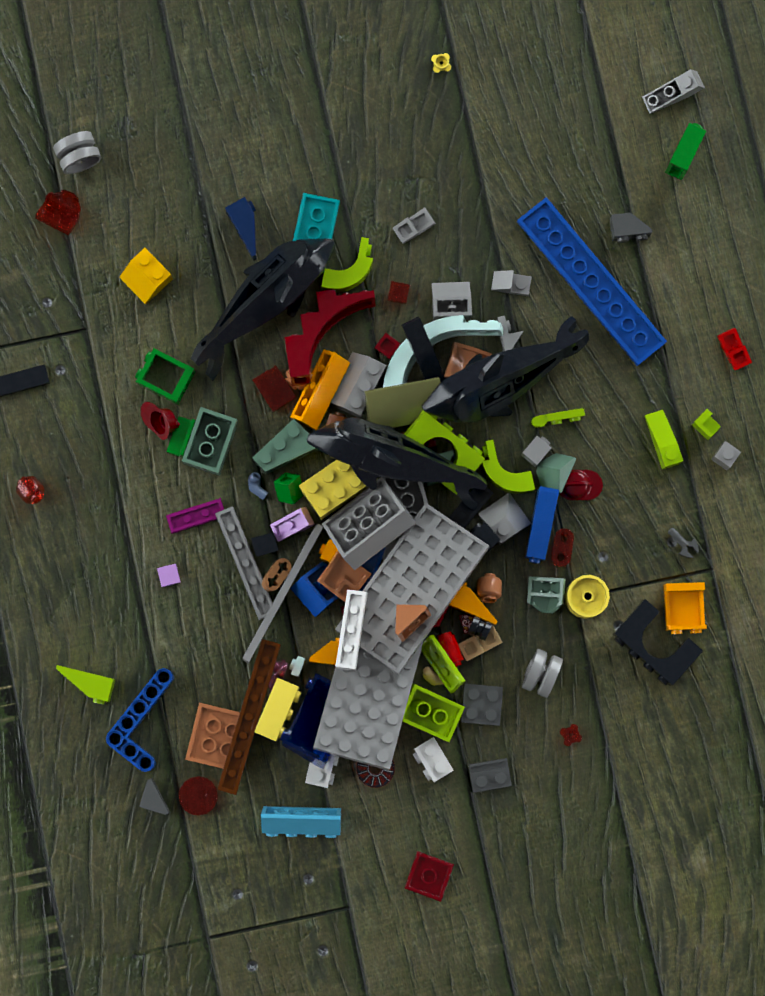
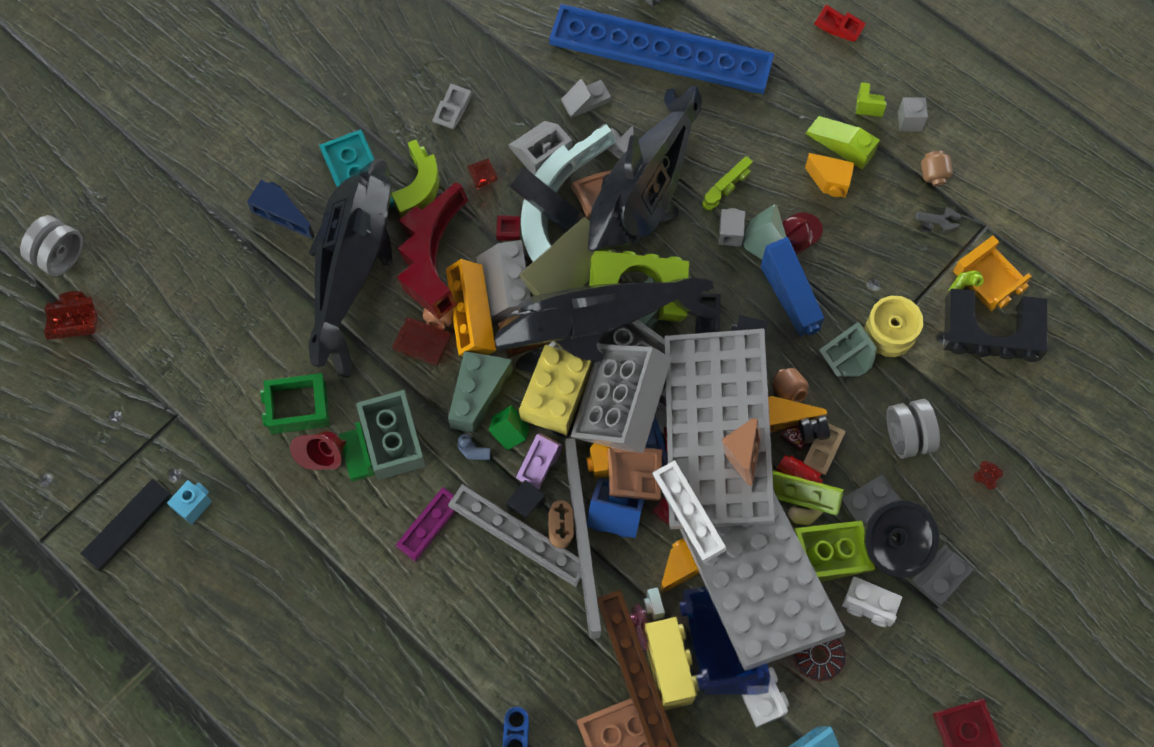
camera: 30 degrees left, 15 degrees down
(30, 489) = (222, 620): clear red head -> none
(58, 397) = (190, 501): none -> medium azure brick
(145, 276) = (207, 319): yellow slope -> none
(168, 575) = (443, 607): lavender tile -> none
(474, 746) = (915, 543): none -> black dish
(505, 518) = (750, 304): light grey slope -> none
(509, 482) = (723, 273): lime arch -> none
(563, 548) = (831, 300): clear red plate -> none
(634, 460) = (830, 174): none -> light orange slope
(667, 601) = (967, 278): none -> lime arm
(710, 506) = (936, 168): none -> medium nougat head

